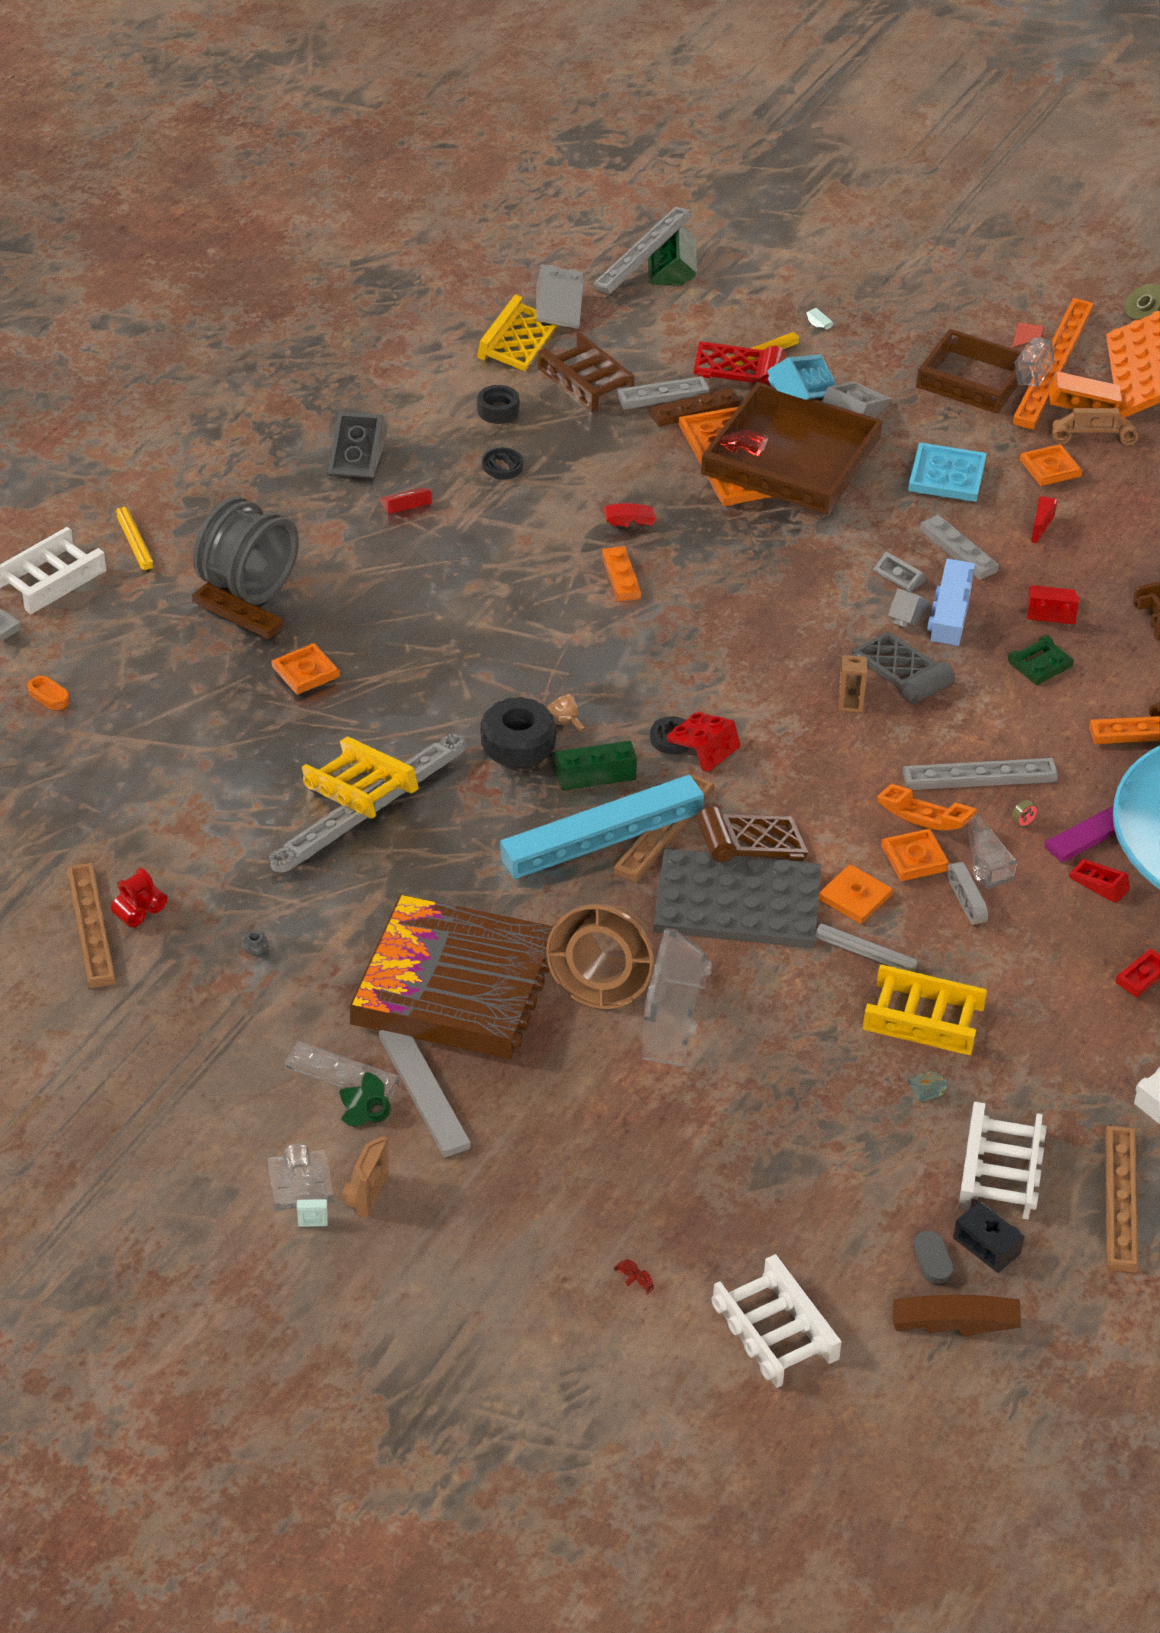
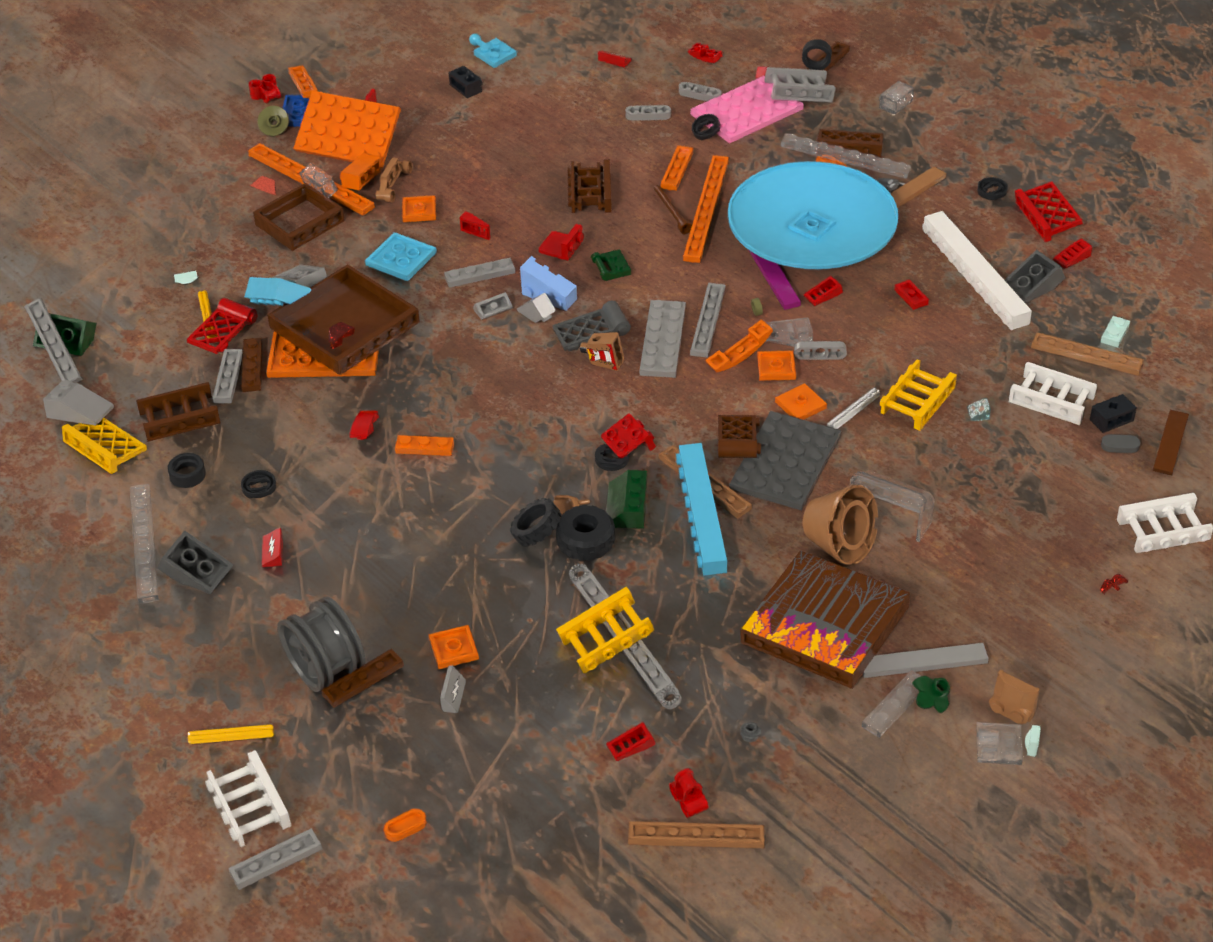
camera: 70 degrees left, 0 degrees up
(212, 846) = (634, 733): none -> red slope
(240, 681) = (452, 690): none -> light grey slope
(386, 404) = (144, 544): none -> clear plate
(512, 682) = (542, 528): none -> black tyre
(918, 737) = (662, 338): none -> light grey plate

